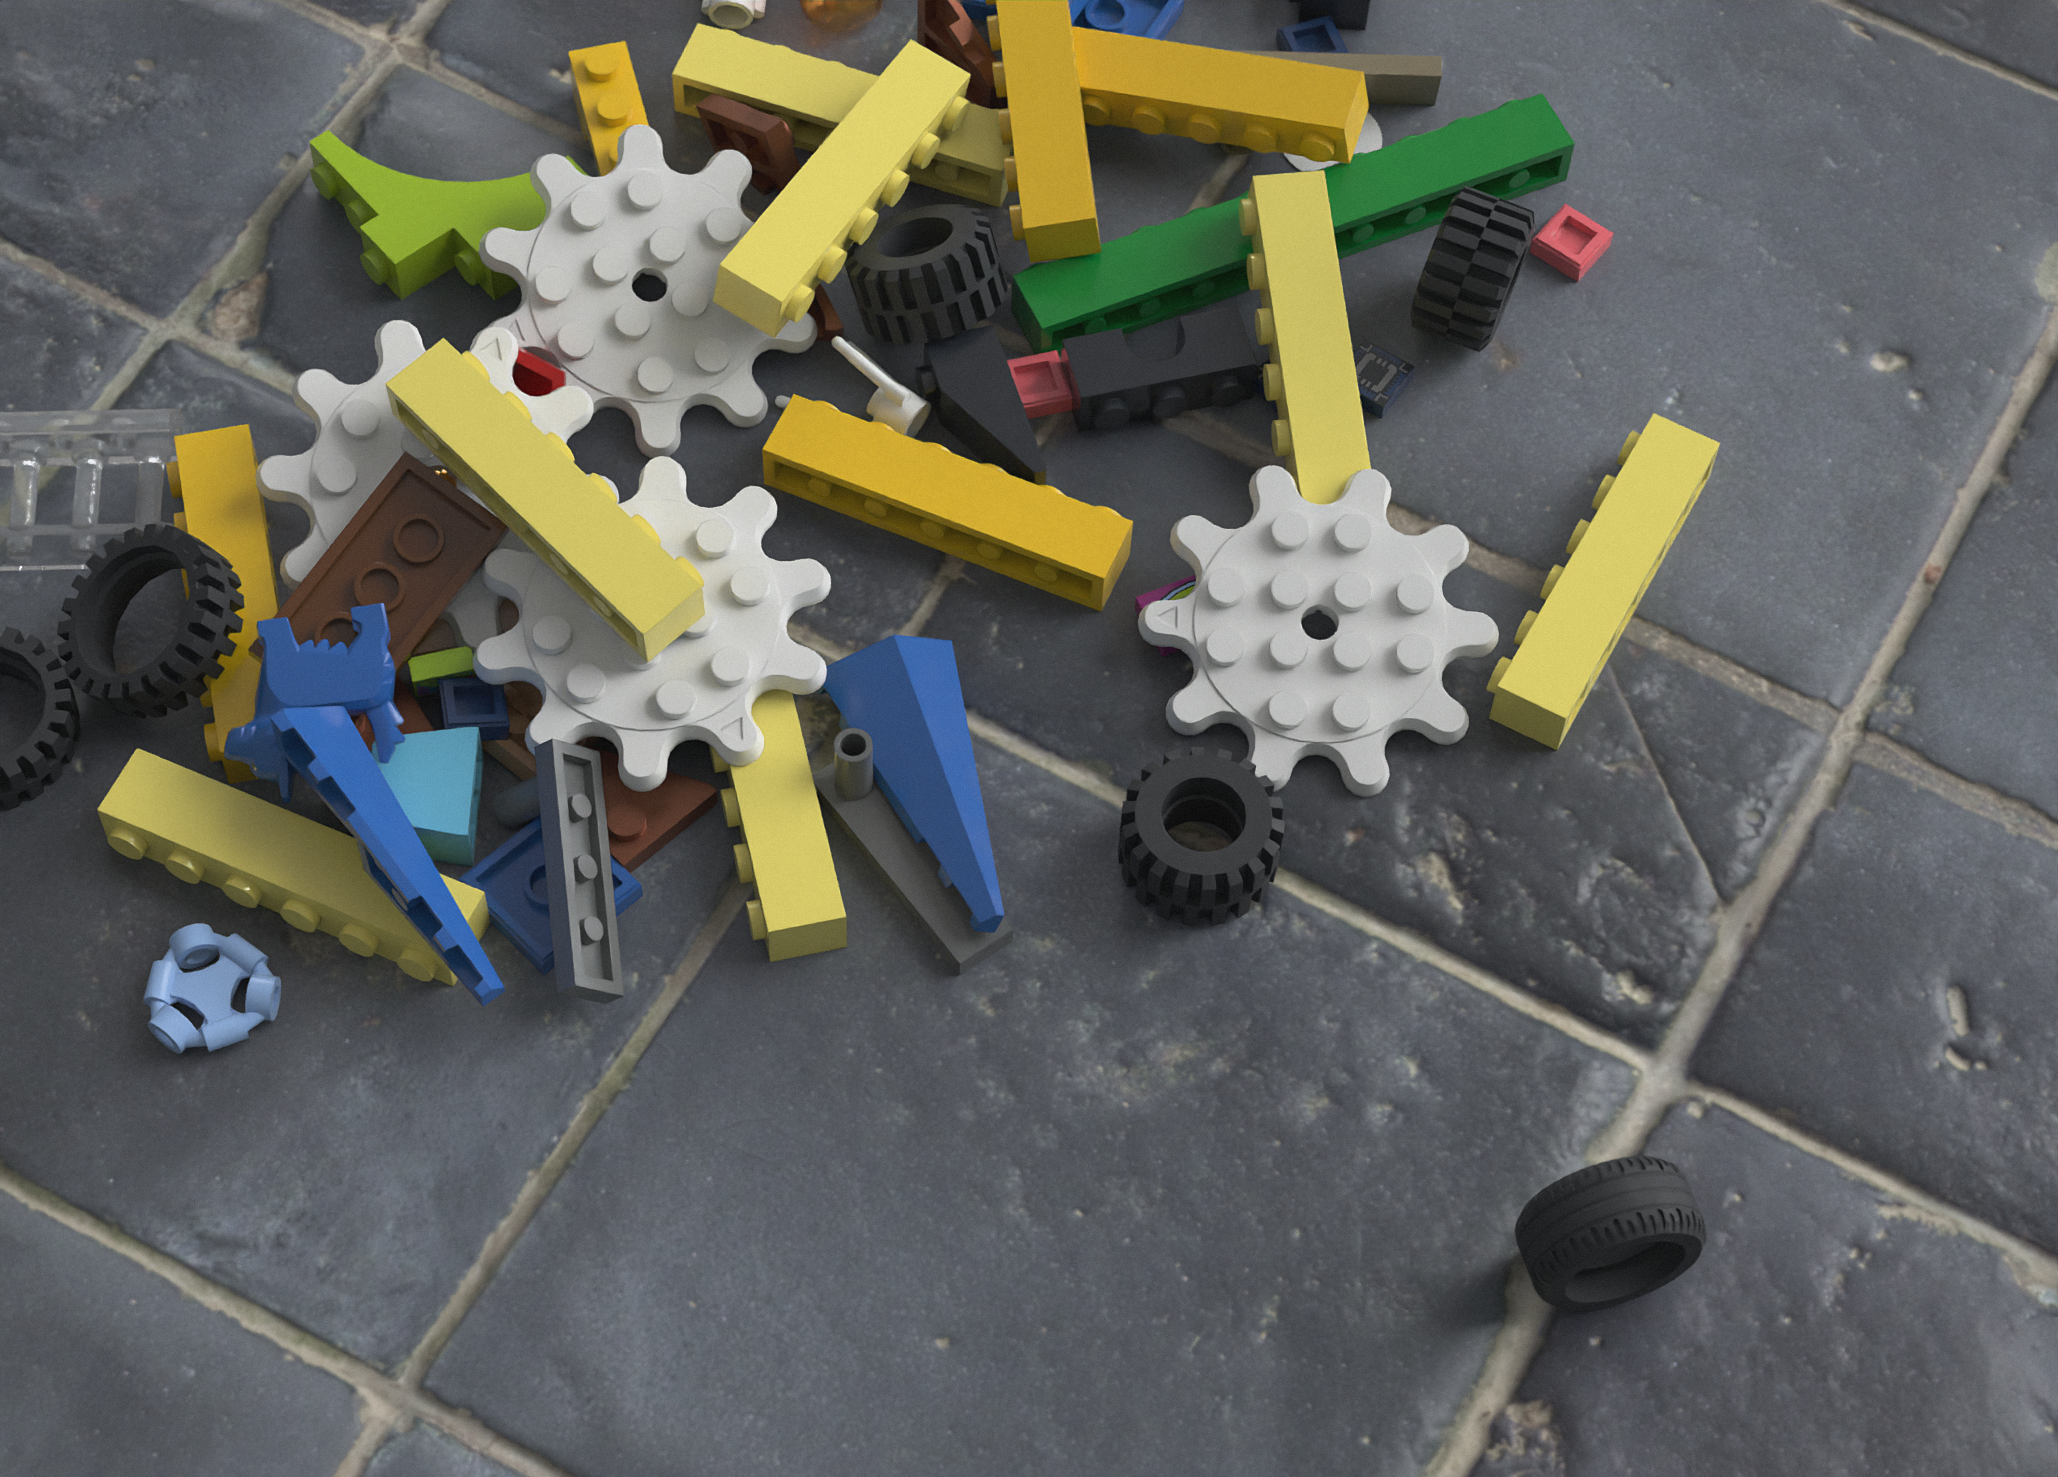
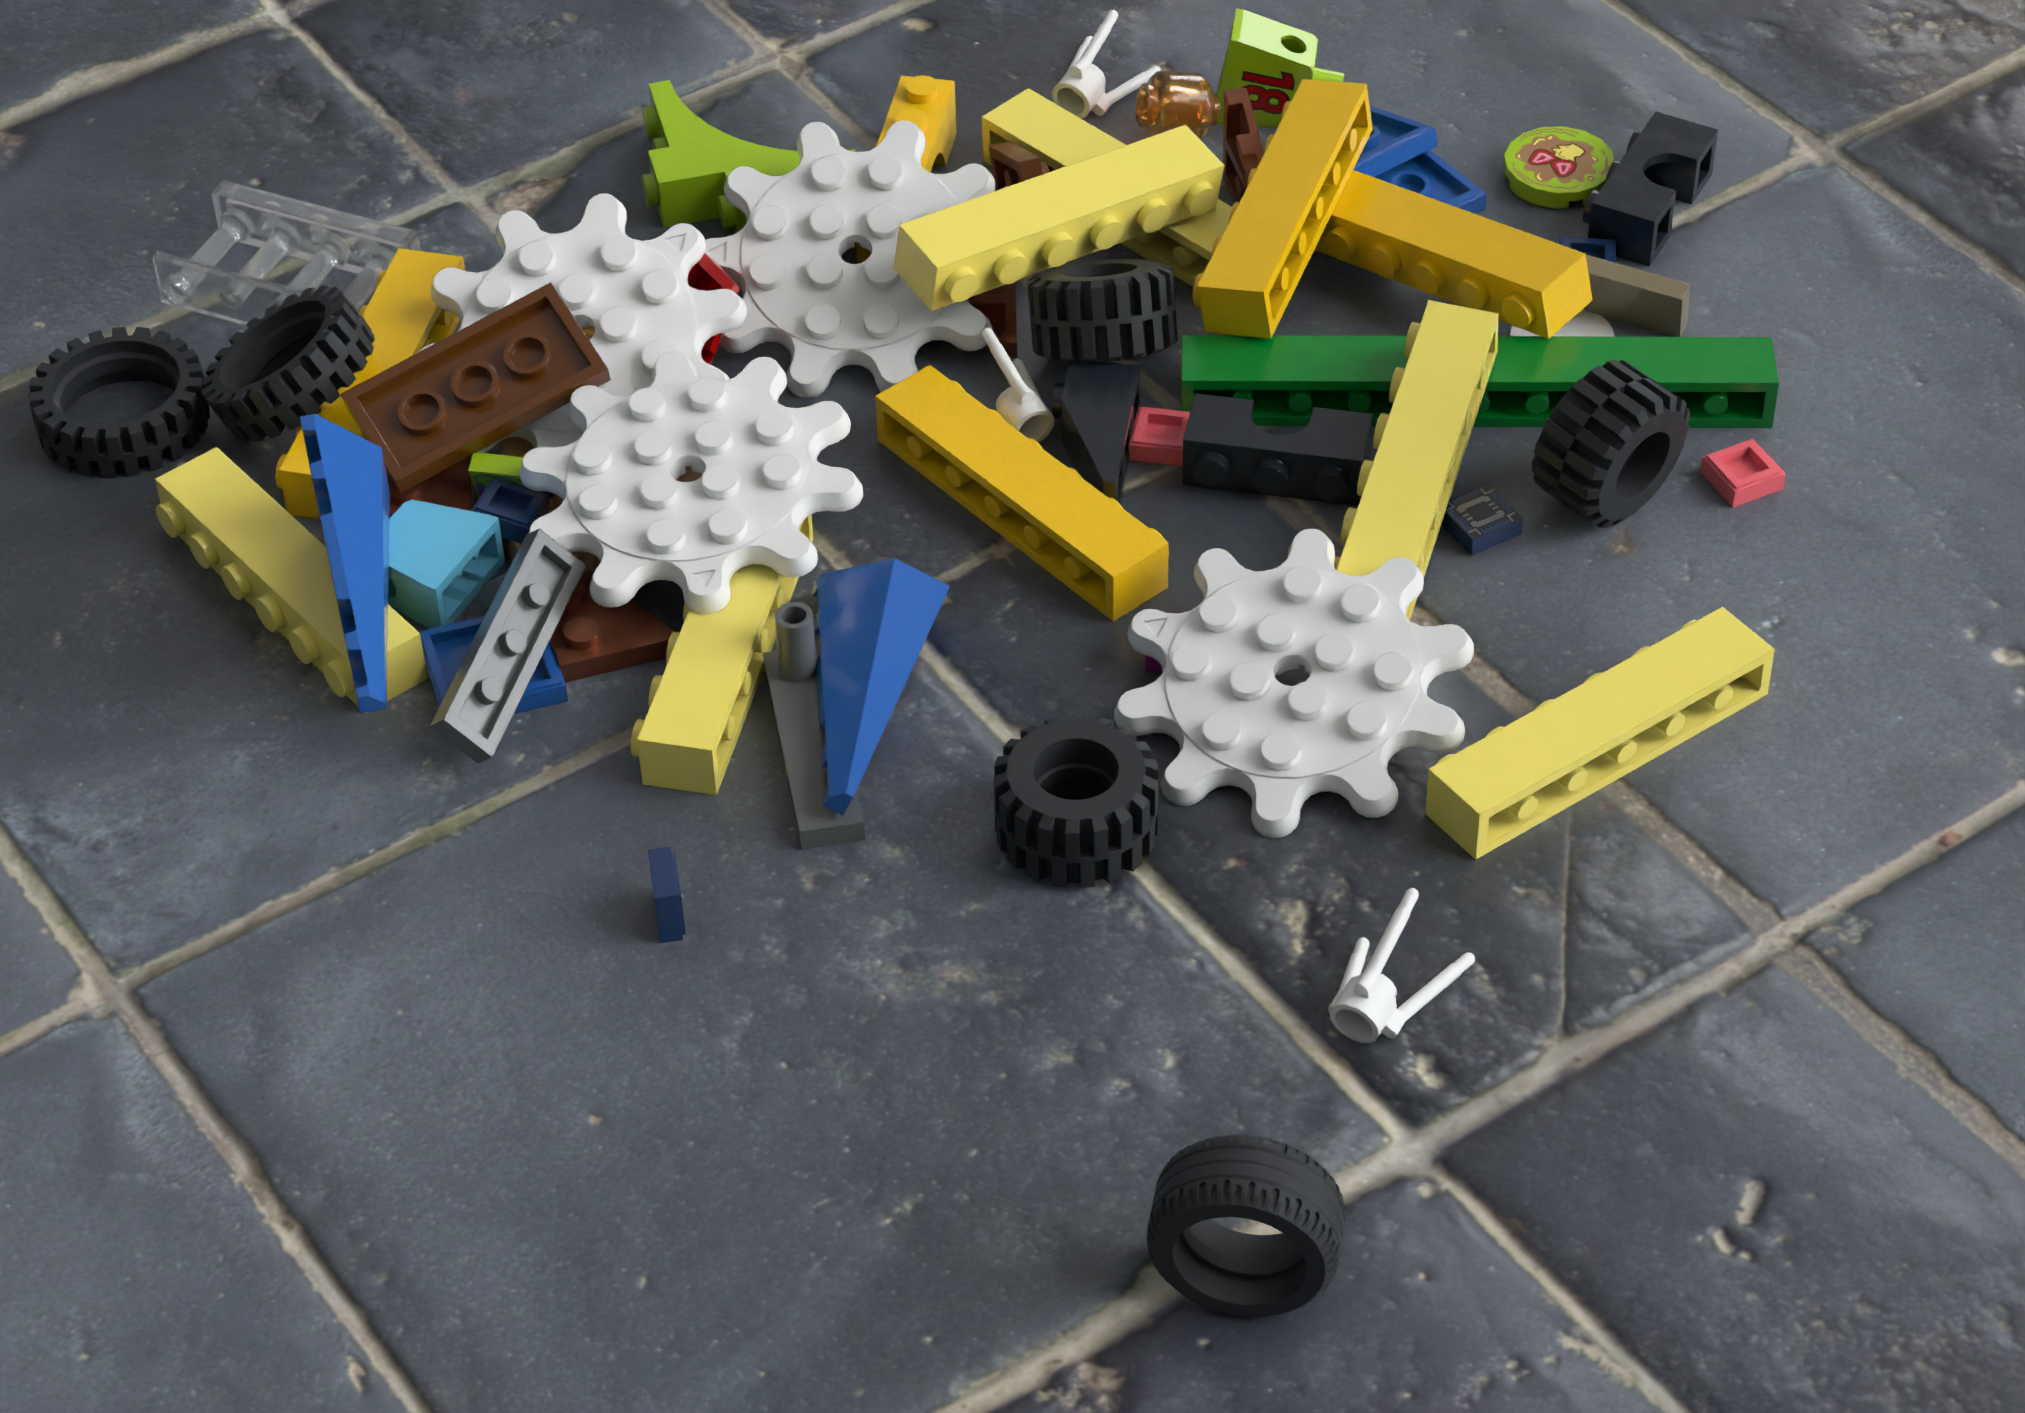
camera: 30 degrees right, 15 degrees down
(209, 989) = (176, 649): light blue piece -> none
(319, 677) = (410, 433): blue animal -> none
(547, 498) = (642, 350): light yellow brick -> none
(881, 1083) = (666, 894): none -> dark blue tile
(1559, 947) = (1368, 1000): none -> white plant

